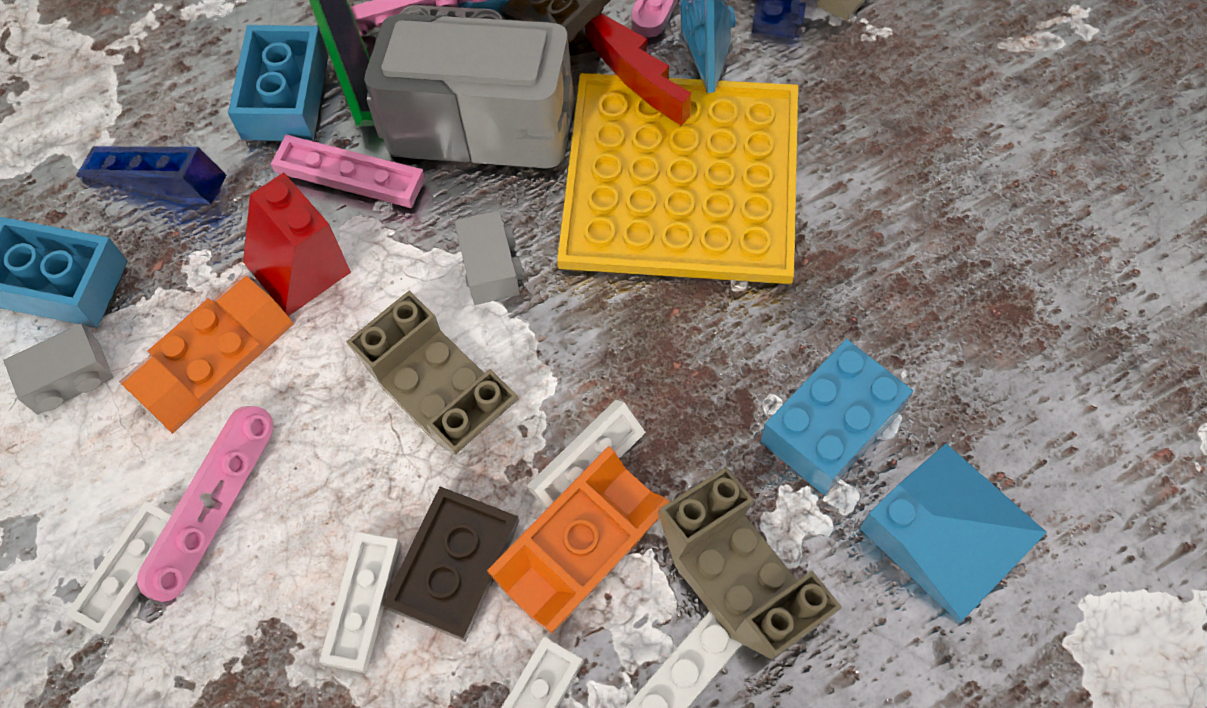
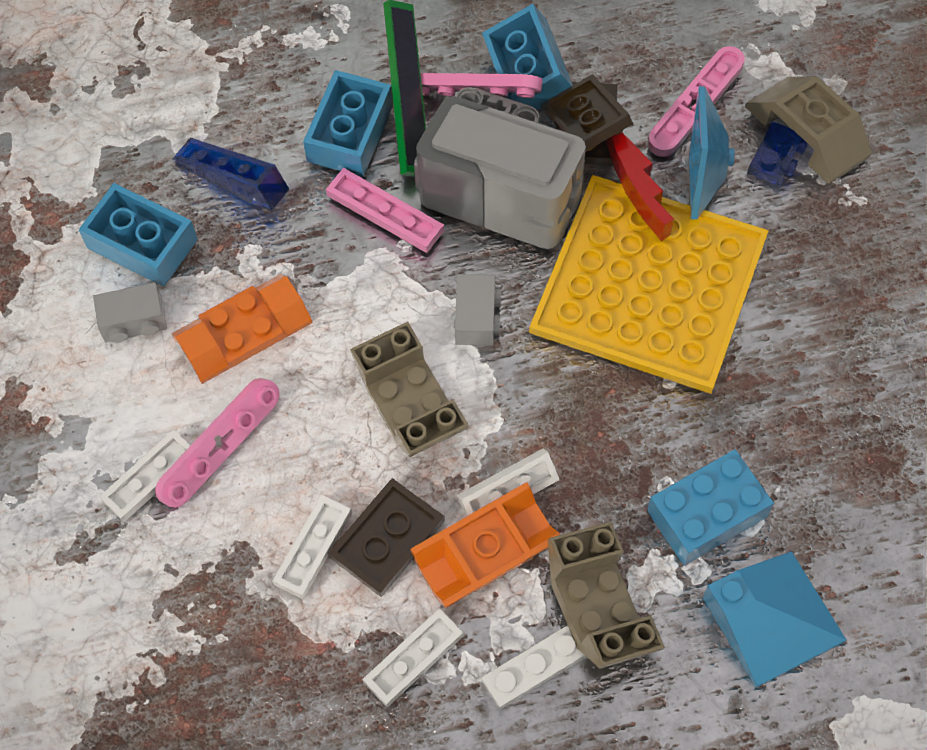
camera: 15 degrees right, 0 degrees up
(290, 245) = (325, 262): red slope -> none

